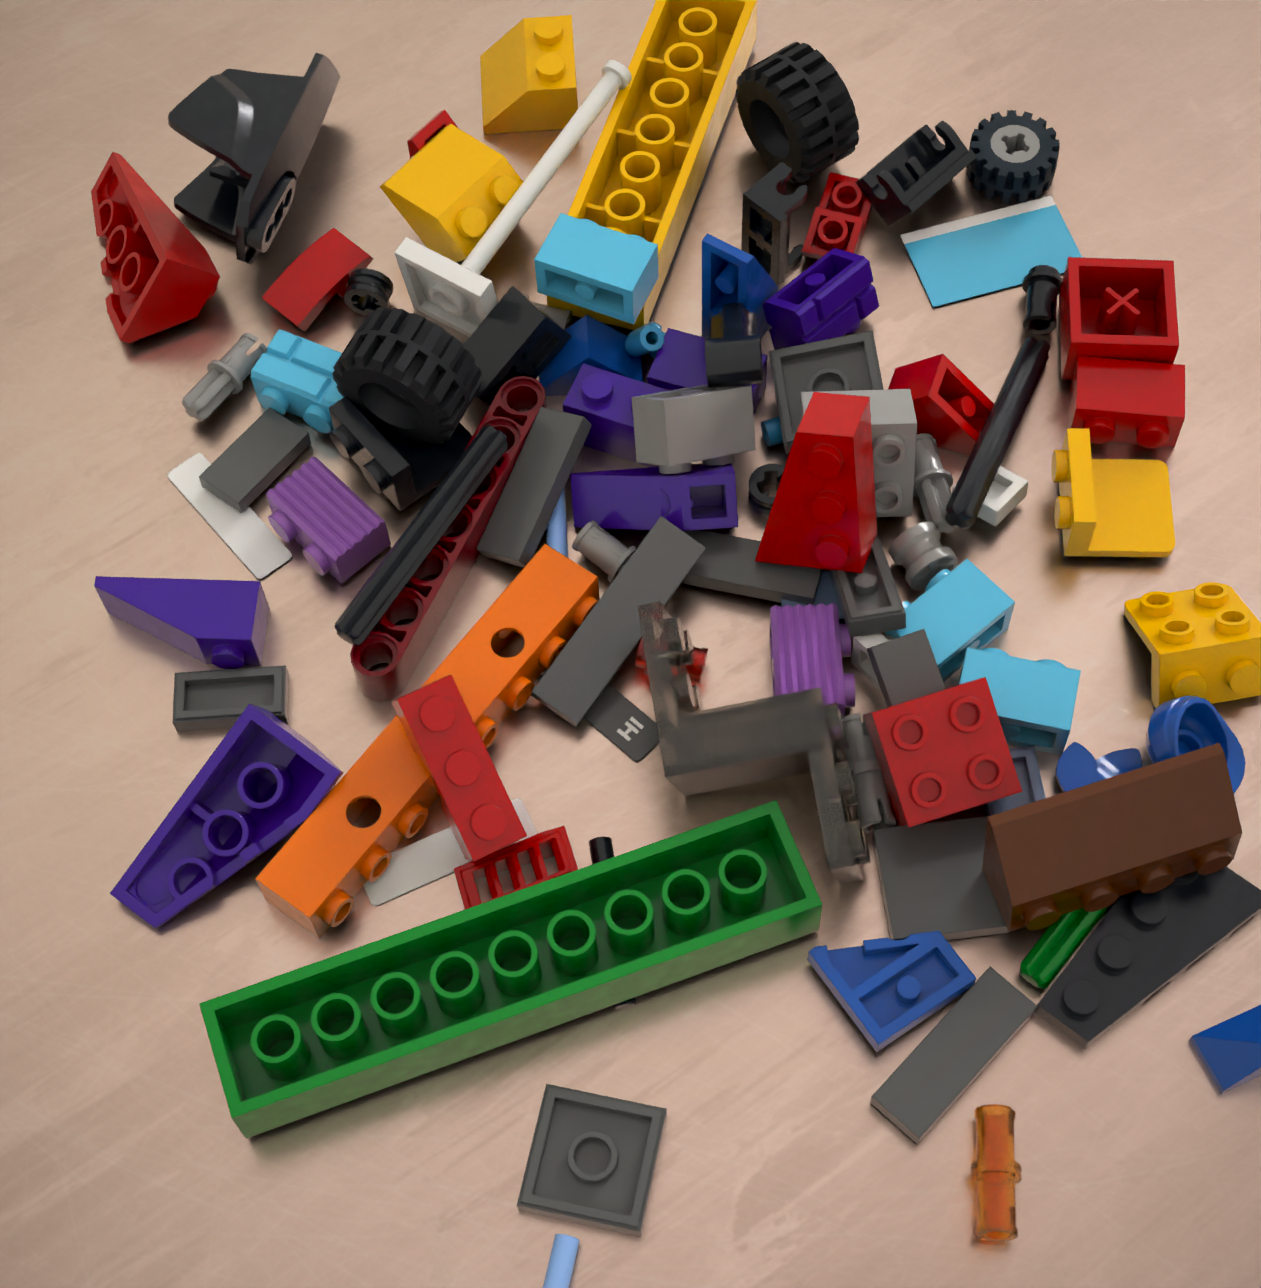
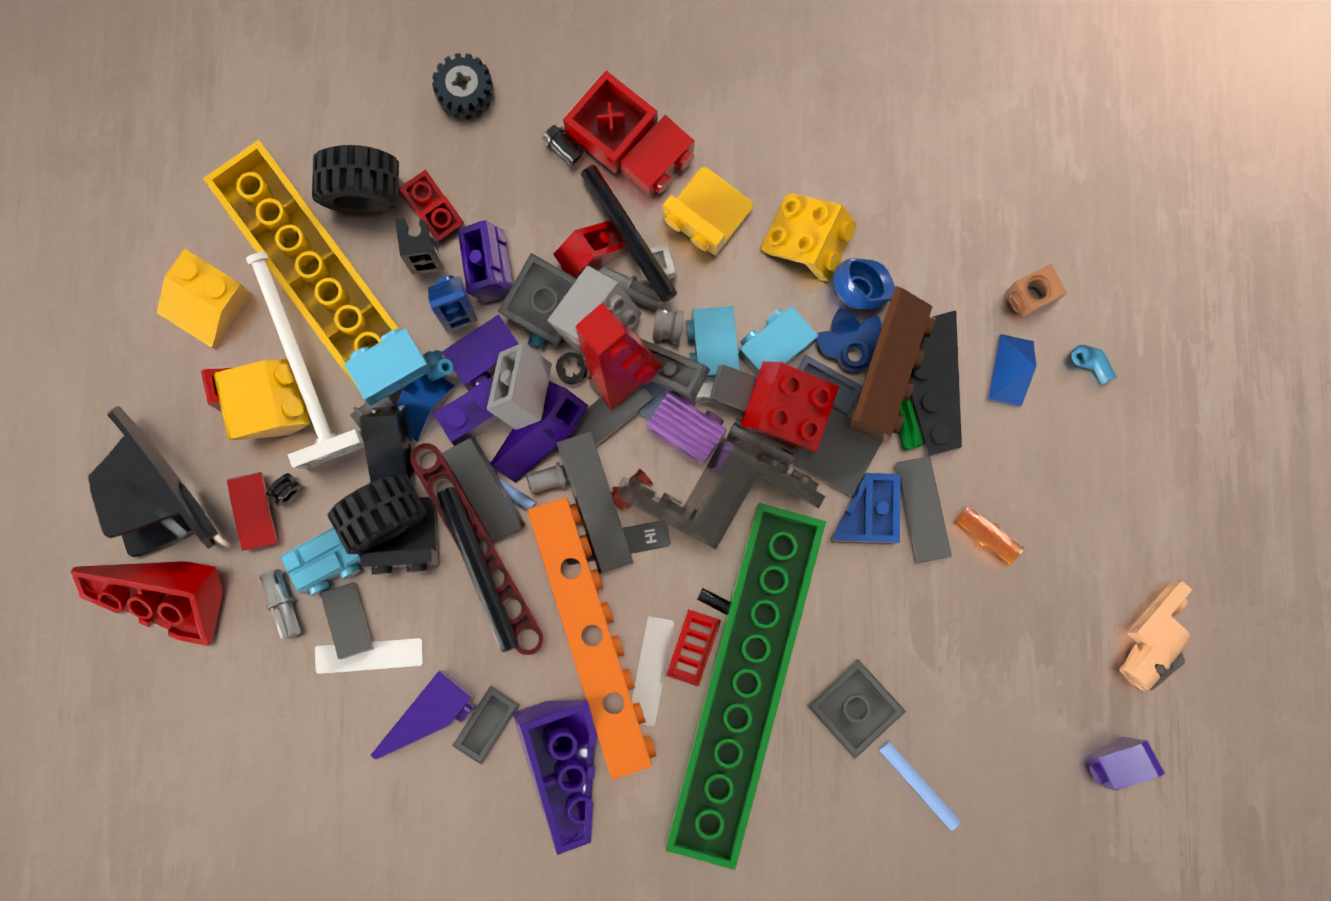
camera: 60 degrees left, 20 degrees up
(327, 520) = (419, 608): medium lavender brick -> none
(460, 768) = (627, 642): red arch -> none
(734, 348) = (497, 336): black piece -> none
(914, 171) = (437, 145): black hinge -> none
(989, 250) = (509, 142): medium azure sticker -> none

